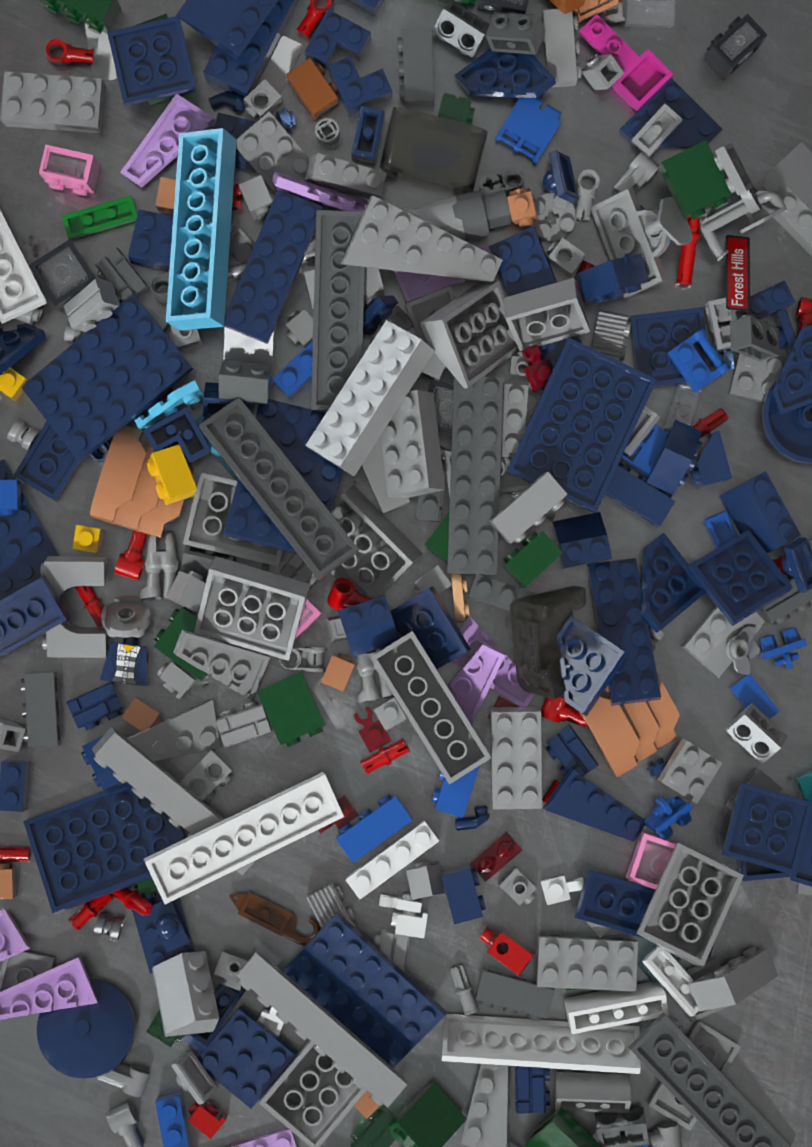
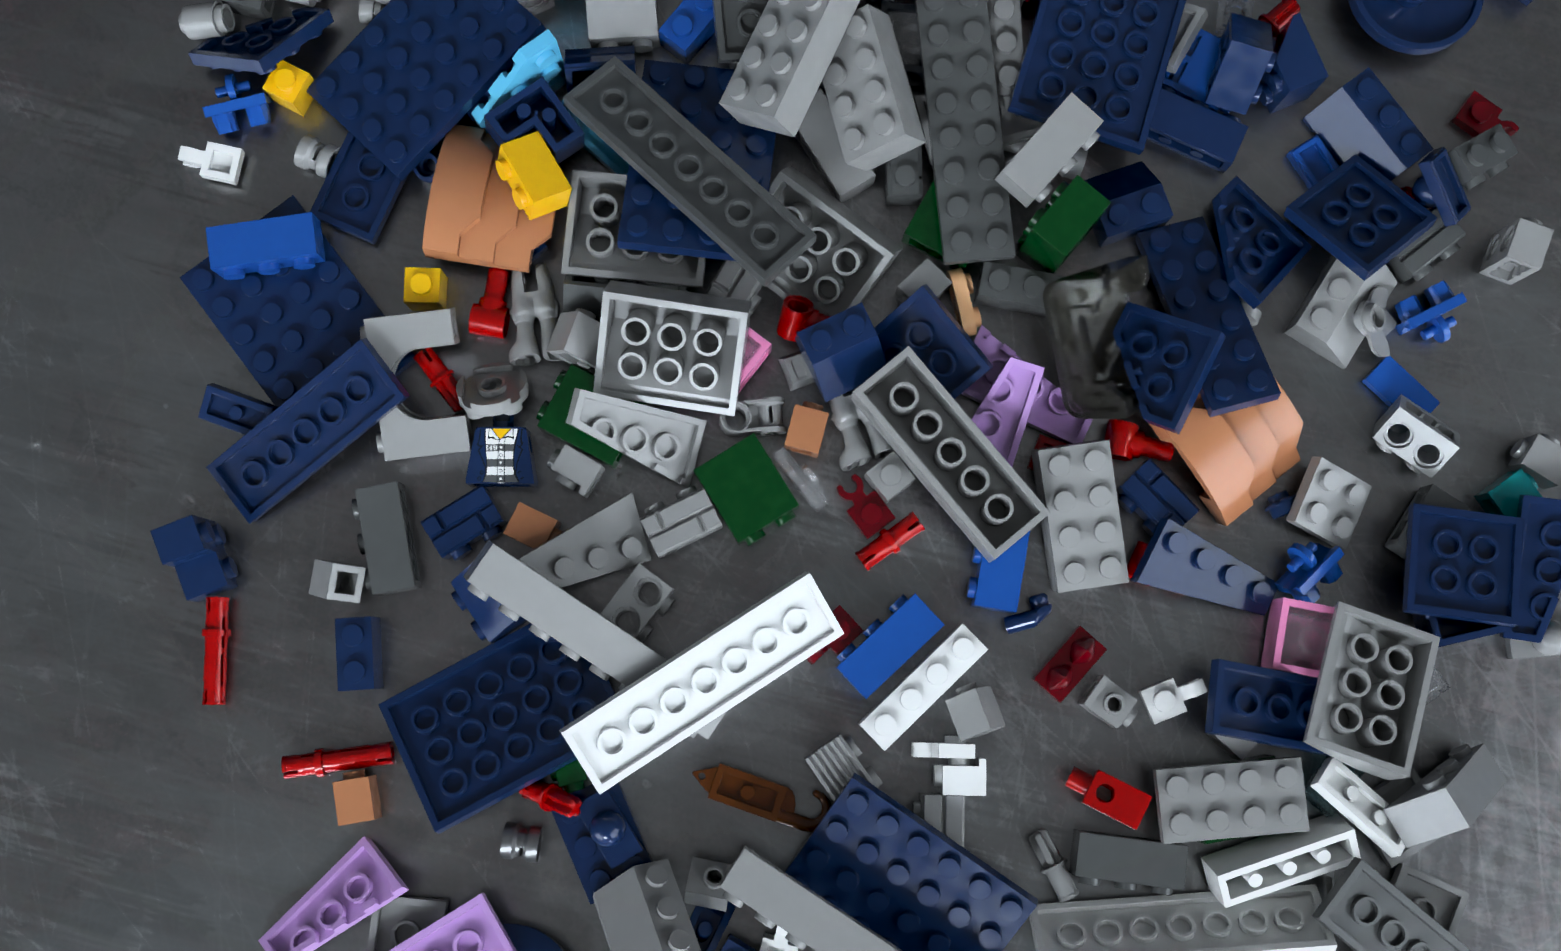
camera: 10 degrees left, 5 degrees down
(89, 910) = (490, 823): red axle -> none
(245, 381) = (620, 32): dark grey brick -> none
(462, 894) = (1034, 722): dark blue brick -> none

